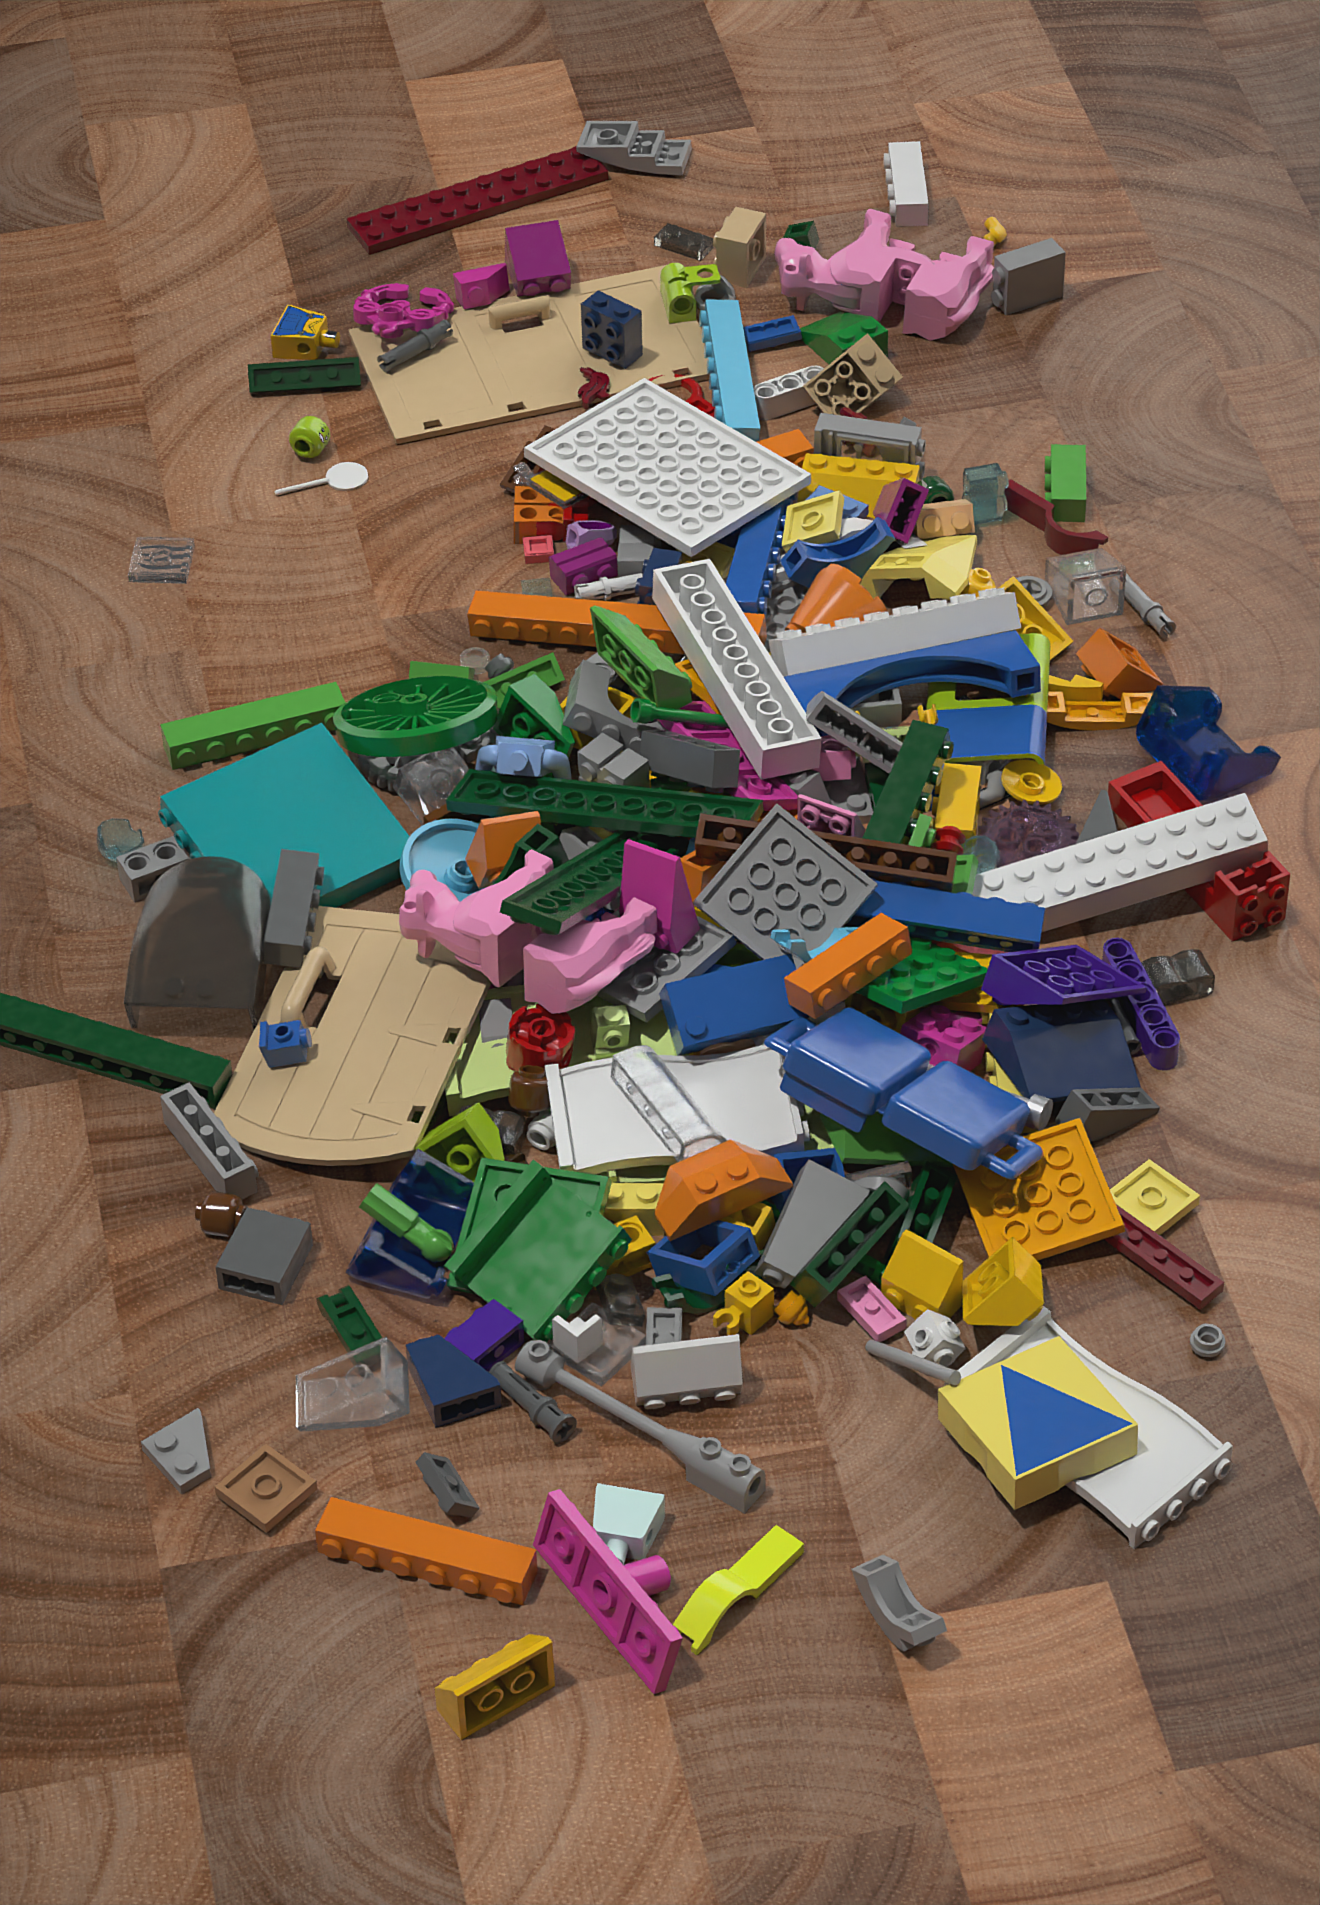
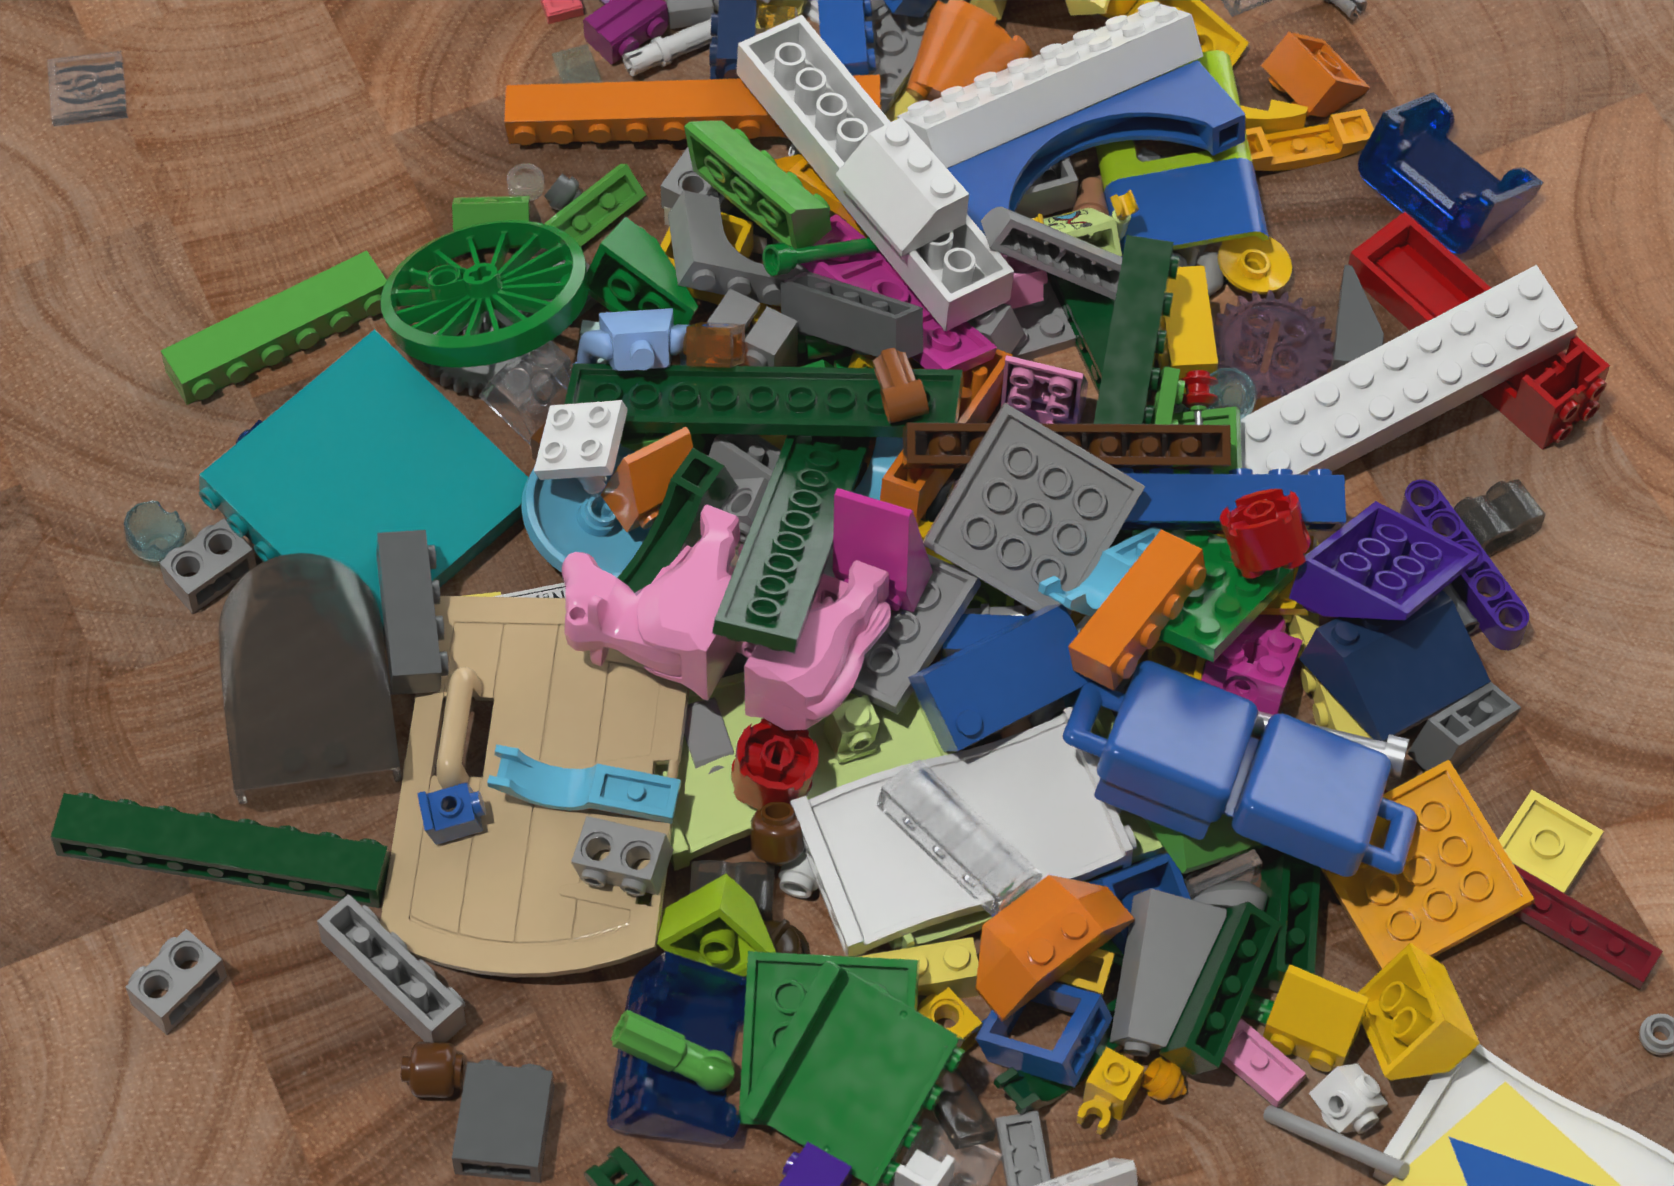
camera: 15 degrees left, 15 degrees up
(45, 1128) = (183, 986): none -> light grey brick
(402, 1037) = (579, 789): none -> medium azure piece
(403, 1082) = (626, 847): none -> light grey brick
(454, 813) = (581, 442): none -> white plate
(579, 764) = (715, 344): none -> clear orange brick
(706, 797) = (900, 391): none -> dark orange piece
(749, 670) = (903, 187): none -> white slope
(967, 931) = (1265, 532): none -> red brick

